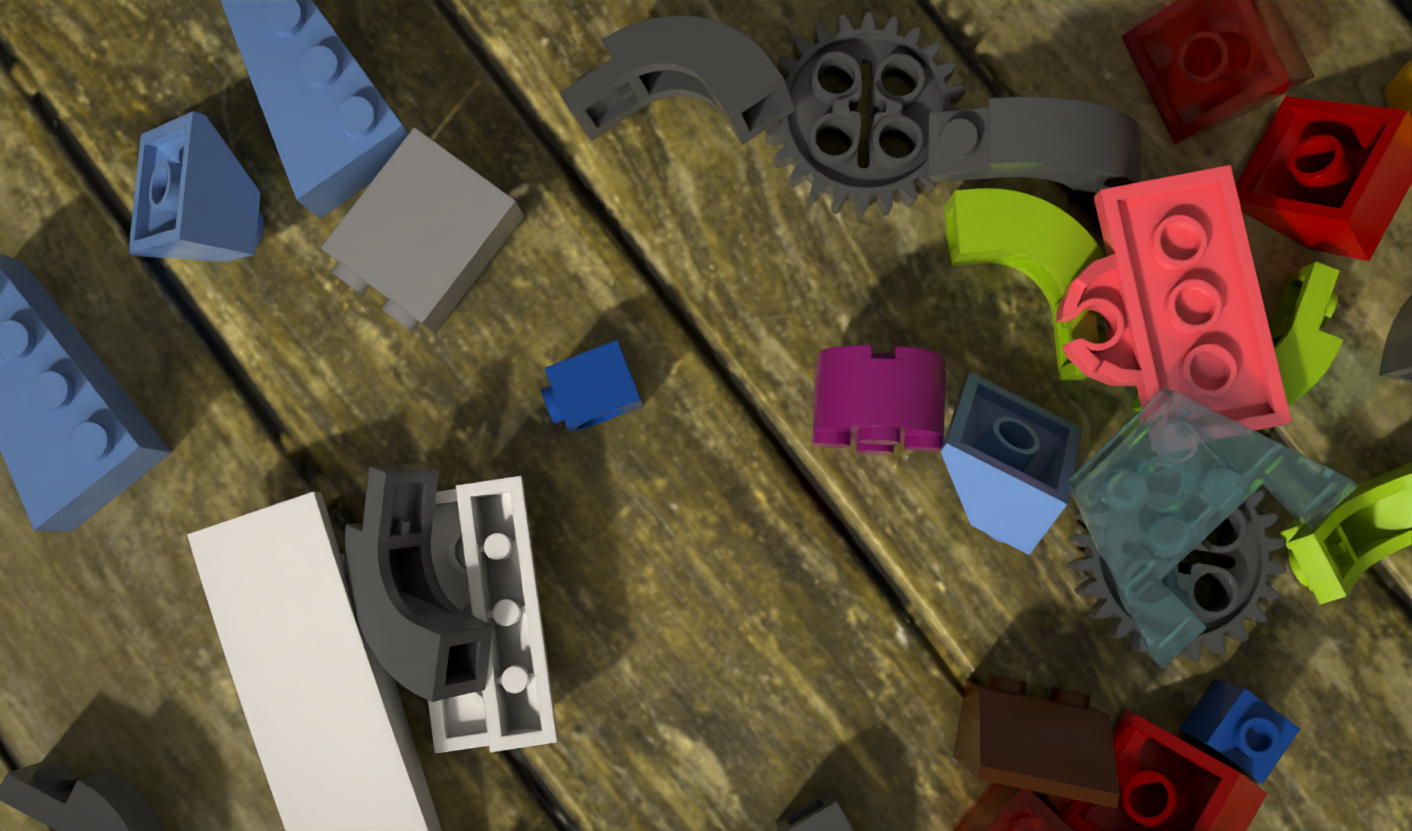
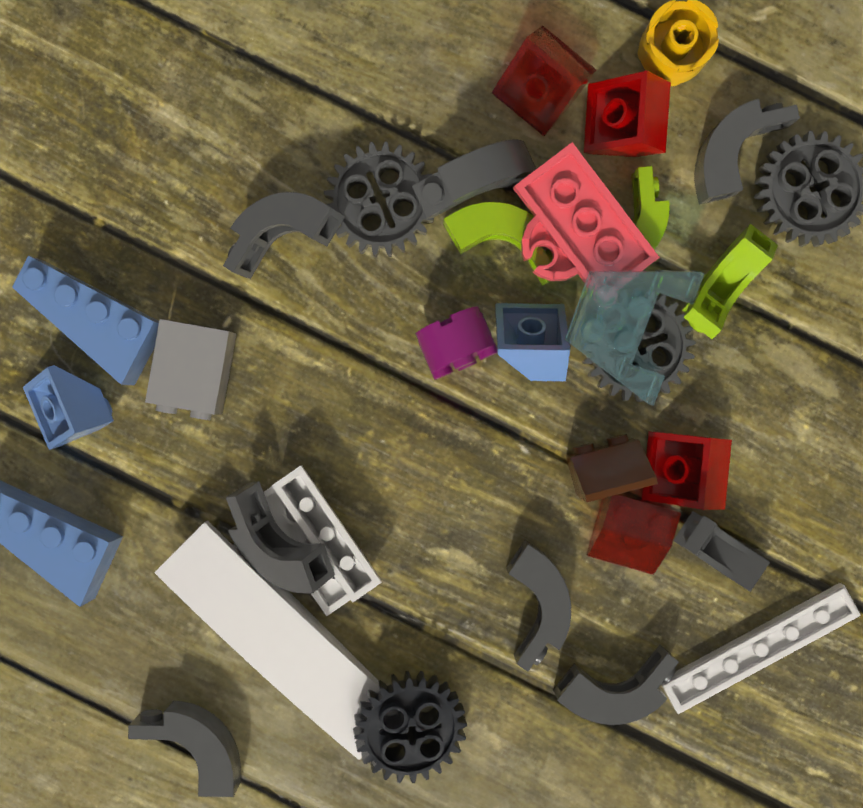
camera: 25 degrees left, 5 degrees up
(591, 388) = (313, 404): blue brick -> none
(1239, 730) = (705, 415): blue brick -> none

